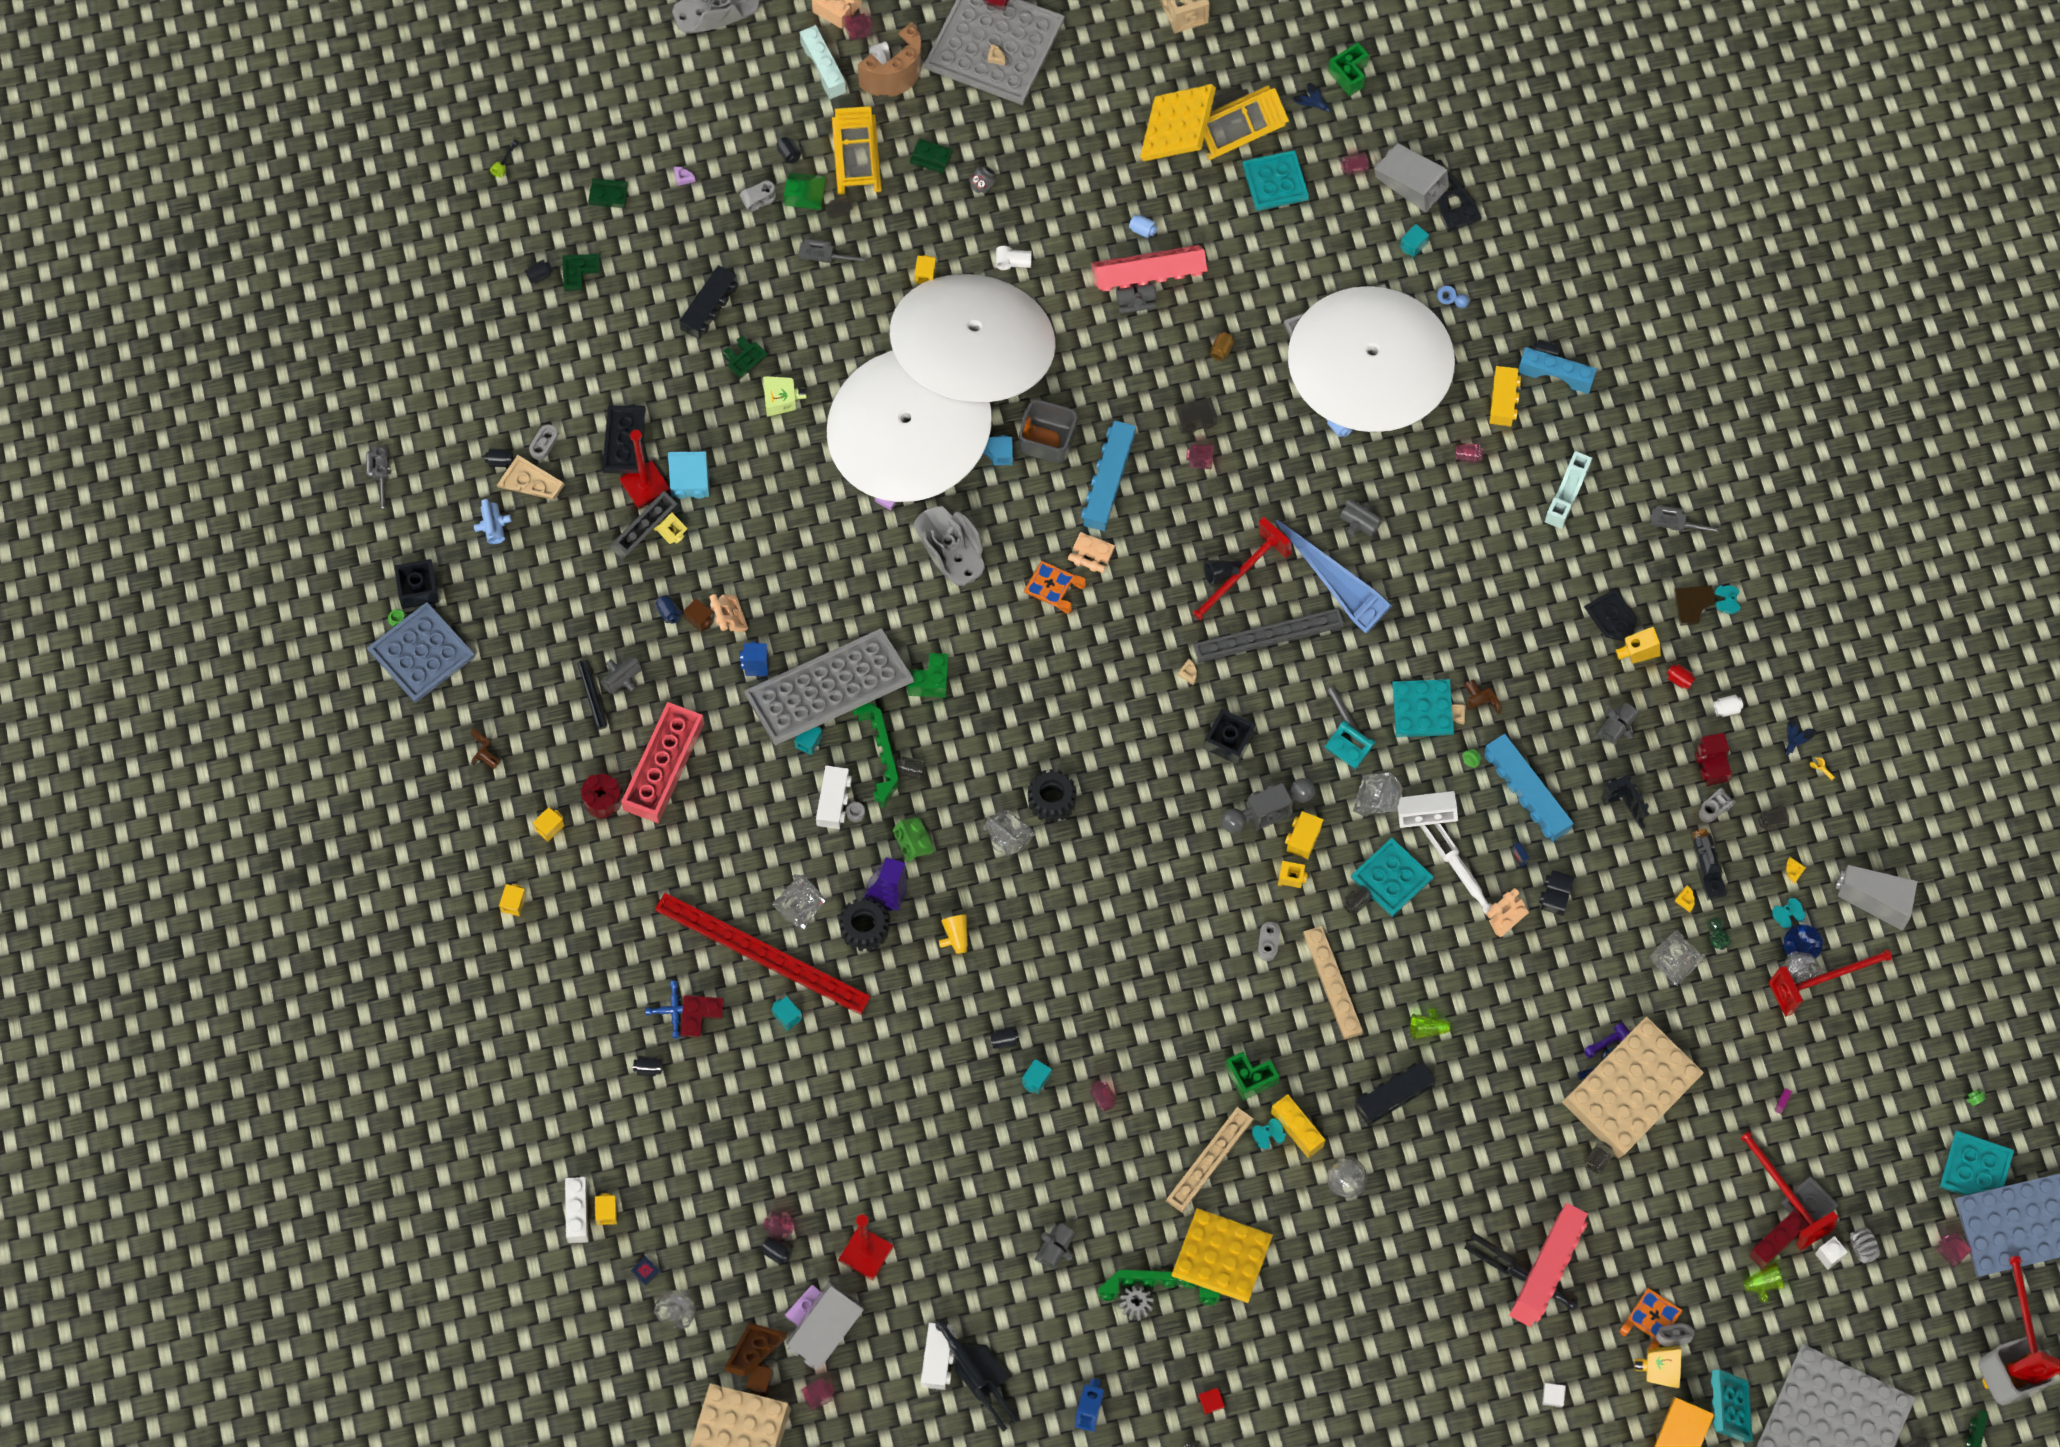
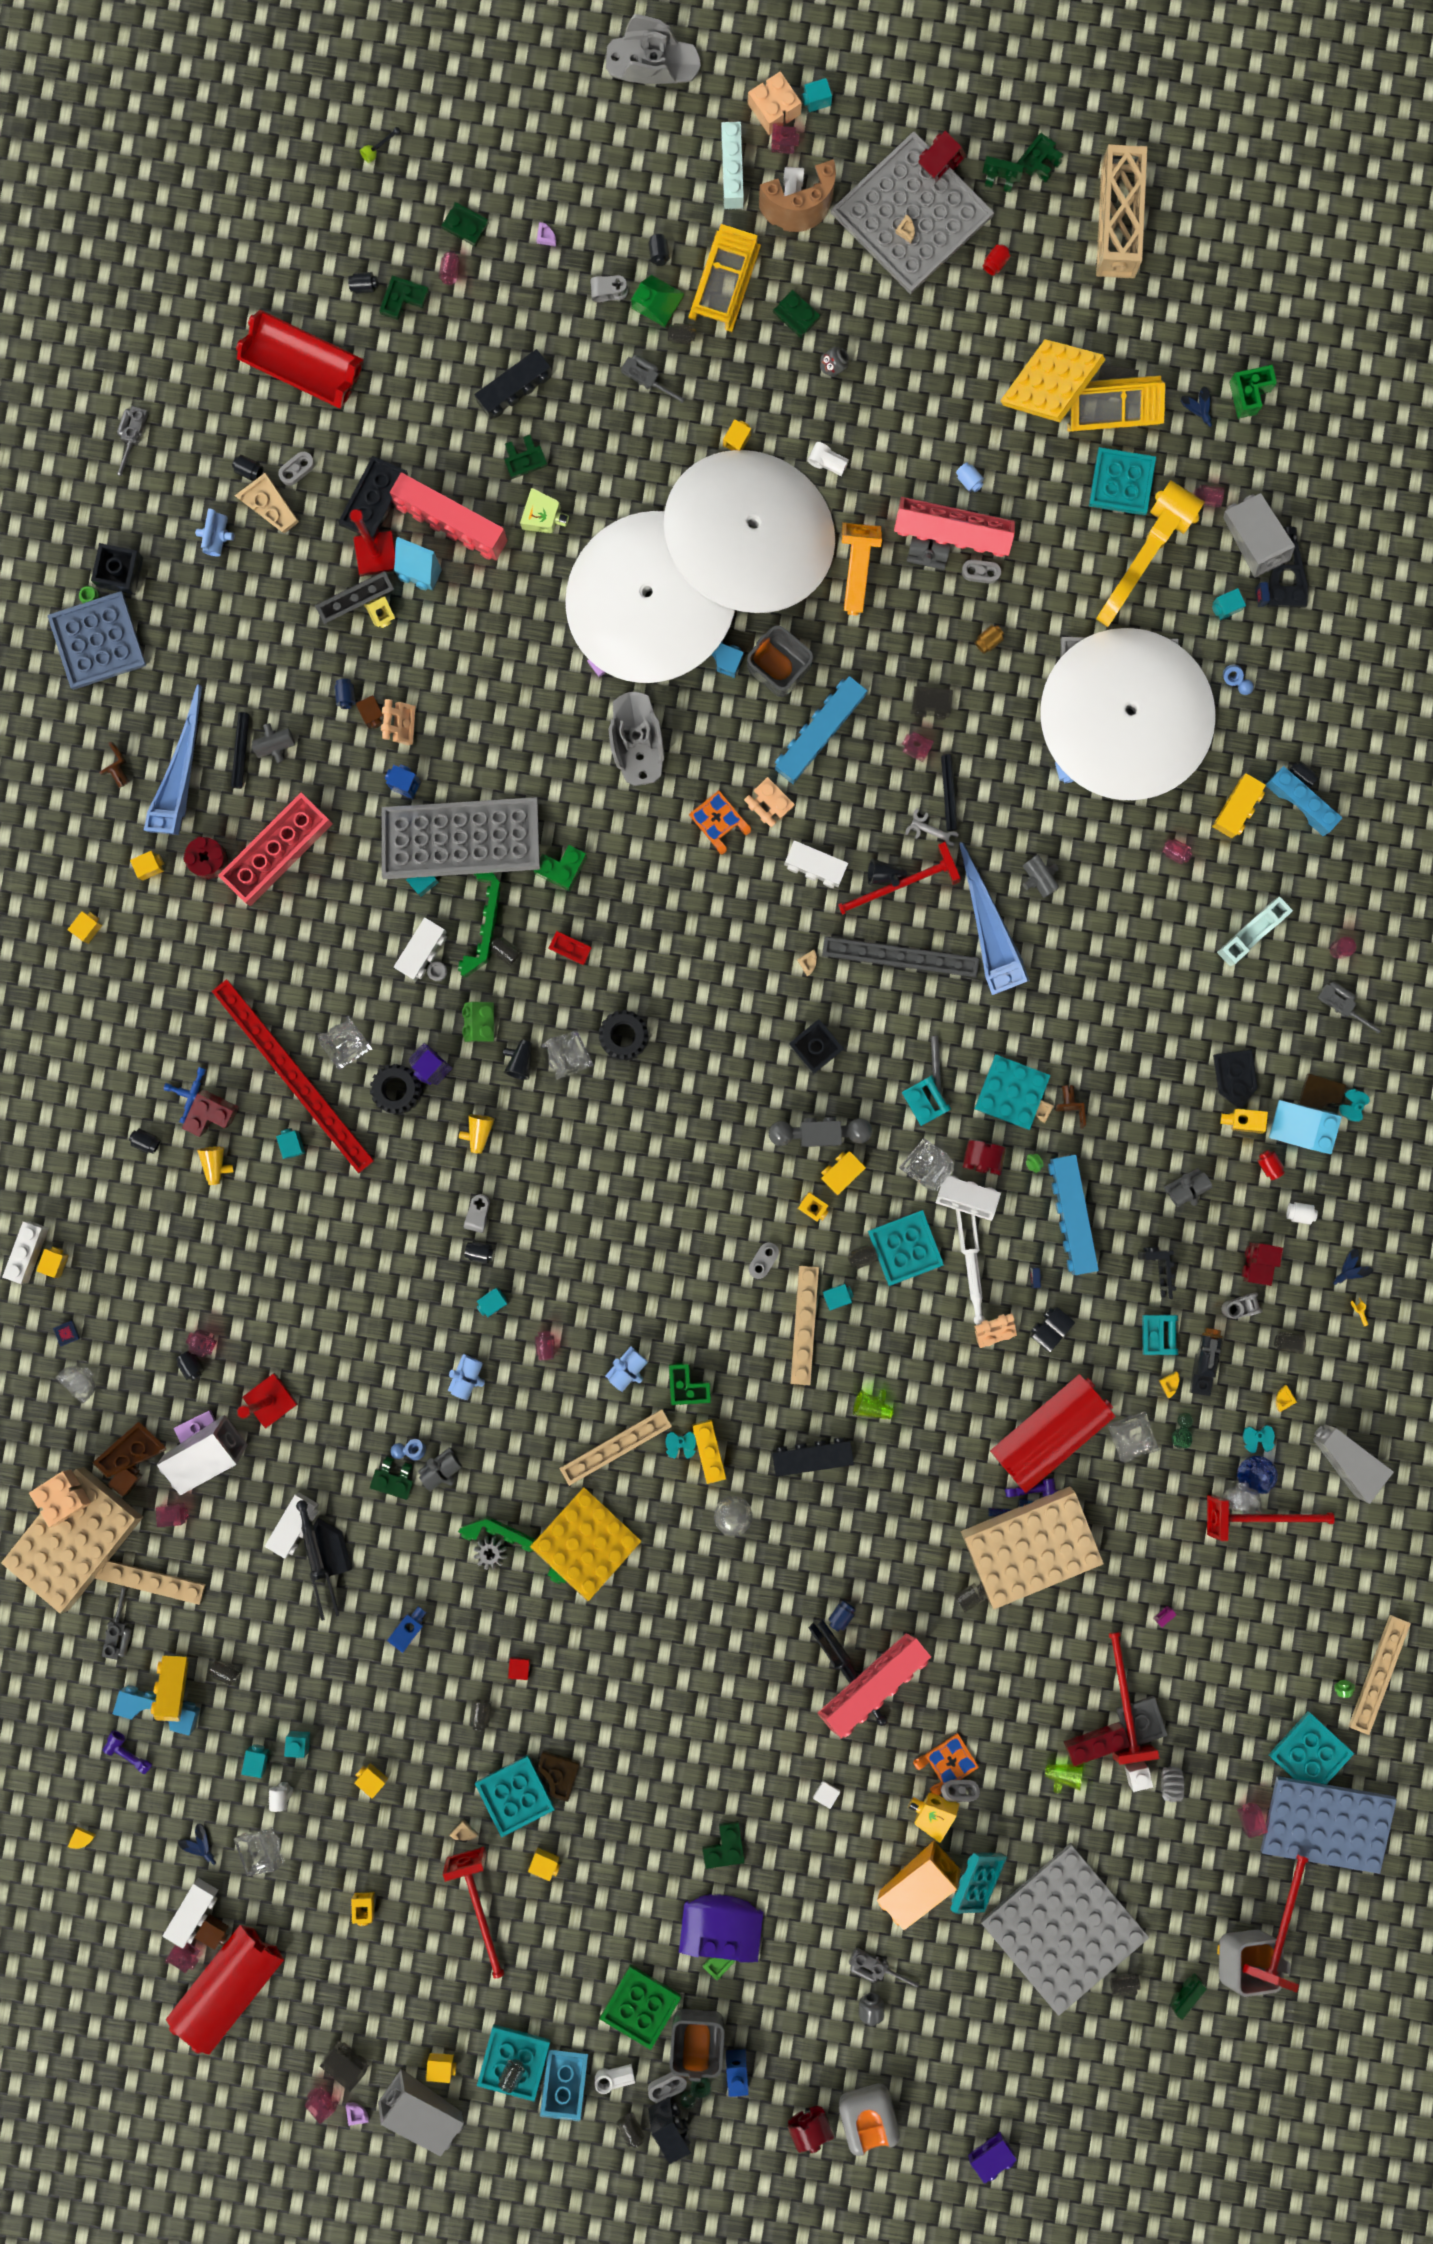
camera: 25 degrees right, 20 degrees up
(508, 352) = (299, 358): none -> red cylinder
(547, 758) = (171, 798): none -> medium blue plate
(610, 232) = (449, 268): none -> clear pink brick
(700, 427) = (448, 517): none -> coral brick
(710, 1407) = (57, 1498): none -> light nougat piece
(720, 1059) = (212, 1161): none -> yellow piece
(968, 743) = (570, 948): none -> red plate
(968, 860) = (520, 1061): none -> black piece
(987, 1006) = (477, 1217): none -> light grey piece
(1014, 1281) = (392, 1483): none -> dark green plate
(1022, 1239) = (399, 1450): none -> medium blue plate
(1042, 1152) = (465, 1377): none -> light blue pin
(1081, 328) = (861, 539): none -> light orange piece
(1084, 51) = (996, 259): none -> red brick
(1157, 586) = (815, 864): none -> white brick
(1187, 295) = (981, 569): none -> light grey plate
(1188, 1084) = (626, 1369): none -> light blue pin
(1232, 521) = (917, 825): none -> light grey bar
(1246, 483) = (949, 792): none -> black axle
(1331, 184) = (1175, 510): none -> yellow piece
(1350, 943) = (838, 1296): none -> teal brick
(1425, 768) = (984, 1157): none -> dark red brick
(1439, 222) = (1262, 594): none -> dark blue tile
(1490, 1224) = (841, 1616): none -> dark blue brick
(1602, 981) = (1053, 1433): none -> red cylinder
(1650, 861) = (1154, 1334): none -> teal plate
(1651, 474) = (1343, 948): none -> clear pink brick
(1694, 632) = (1305, 1126): none -> medium azure slope
(2001, 1073) = (1379, 1674): none -> tan plate

